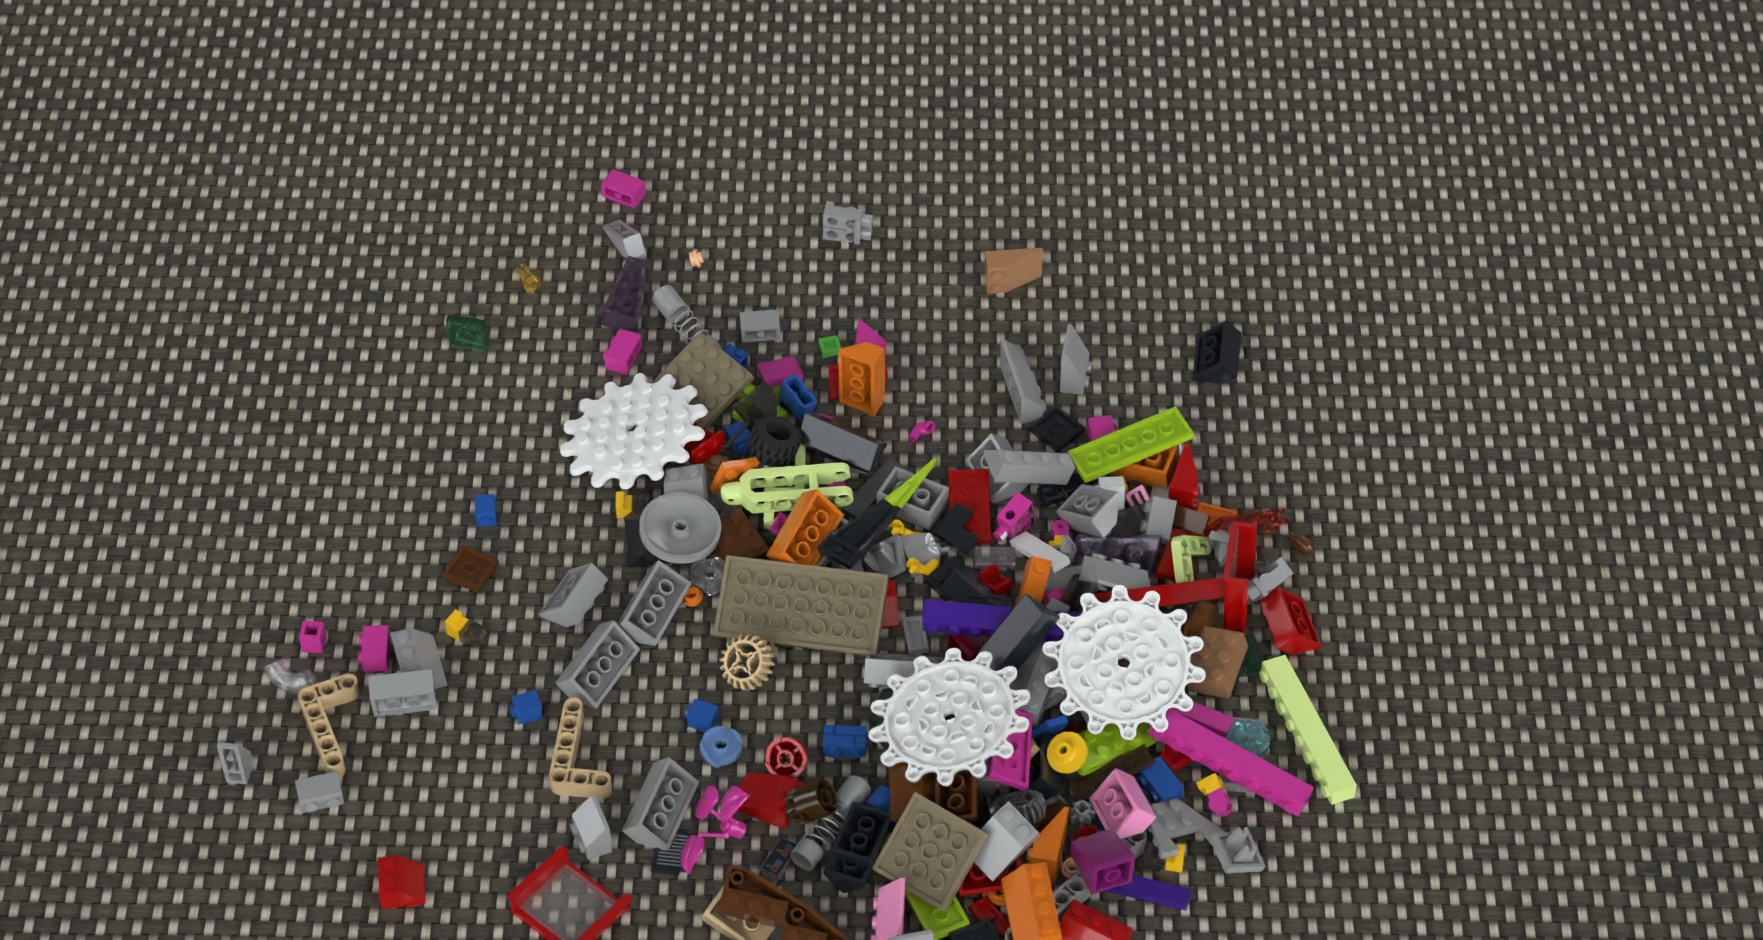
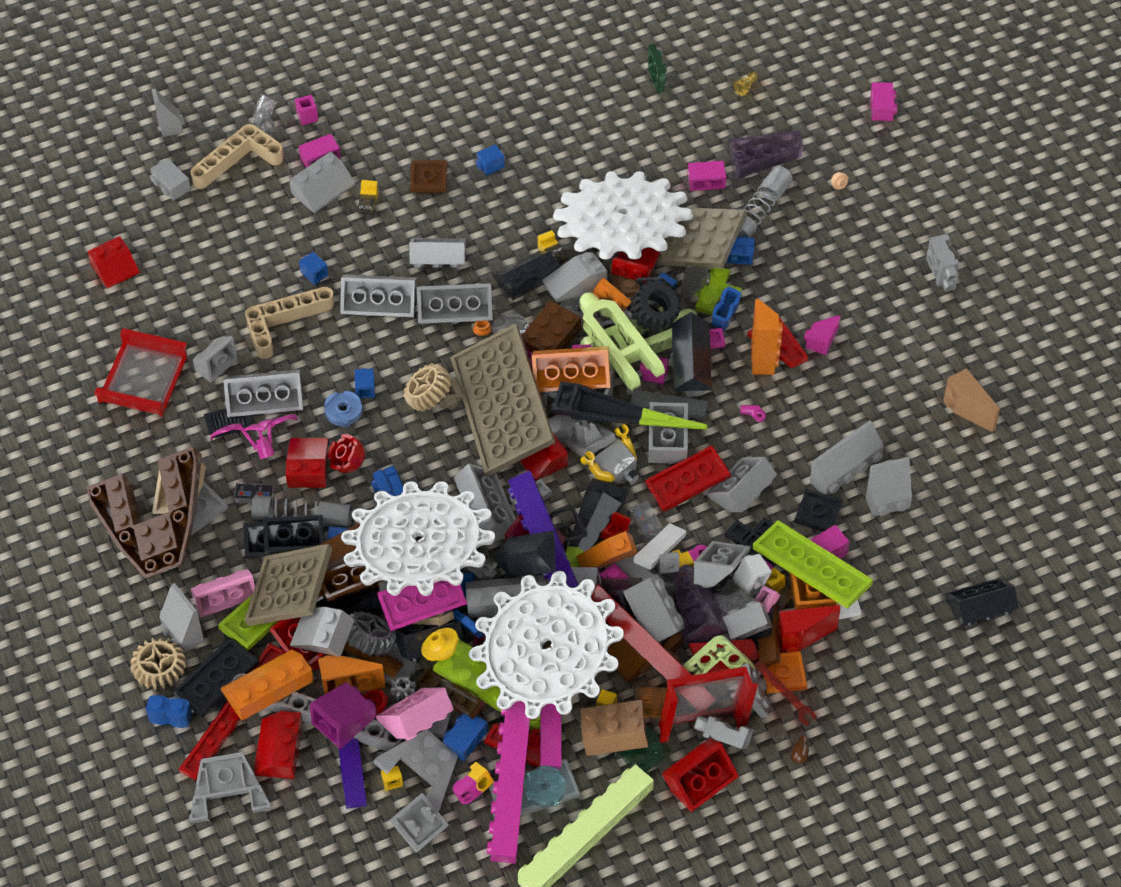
camera: 65 degrees right, 5 degrees up
(402, 692) = (278, 182): light grey slope -> none
(625, 239) = (826, 125): light grey slope -> none
(680, 527) = (528, 282): light grey dish -> none
(759, 325) = (793, 253): light grey brick -> none
(775, 371) = (752, 286): dark pink tile -> none
(811, 802) = (300, 484): dark brown gear -> none
(829, 346) = (803, 310): bright green plate -> none
(953, 529) = (651, 474): black tile -> none
(1015, 518) = (689, 515): dark pink torso -> none
(1029, 466) = (743, 497): light grey slope -> none

